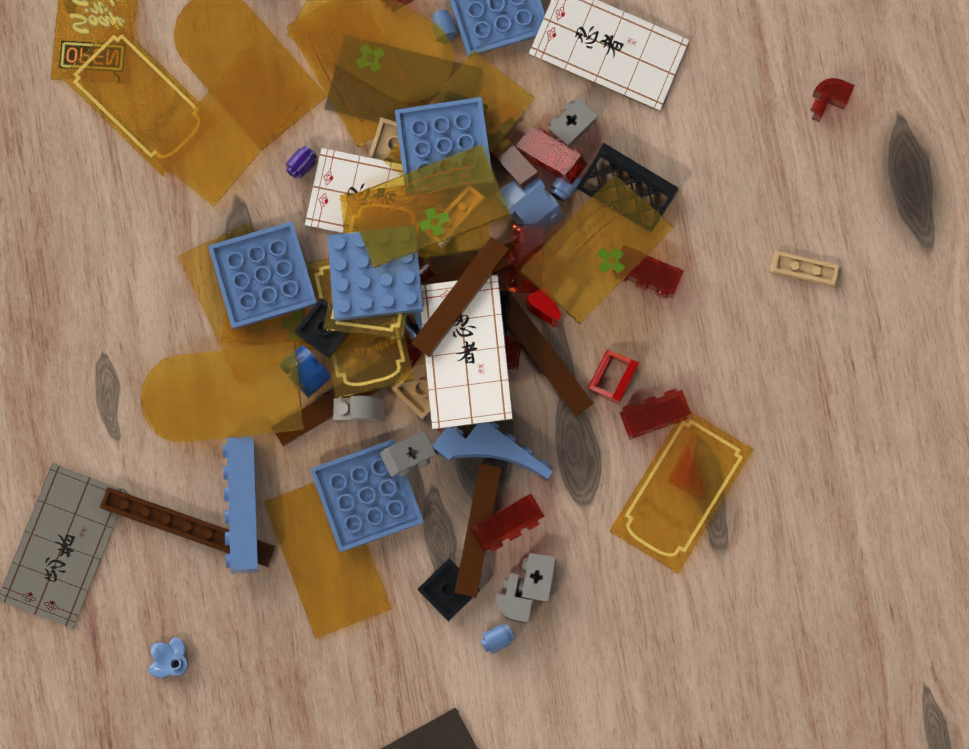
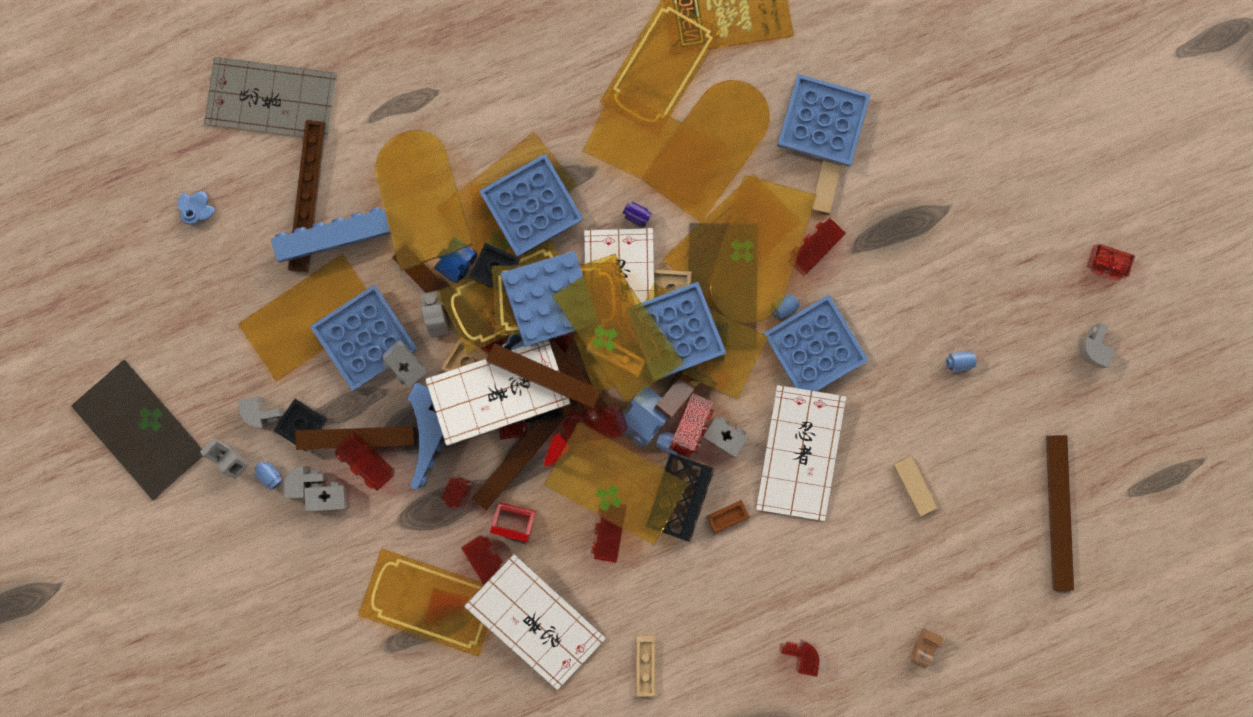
camera: 75 degrees right, 5 degrees up
(423, 639) = (253, 412): none -> light grey brick
(467, 681) = (225, 457): none -> light grey brick
(566, 423) = (457, 492): none -> clear red brick
(660, 142) = (728, 516): none -> dark orange tile
(728, 374) = (535, 621): none -> white piece

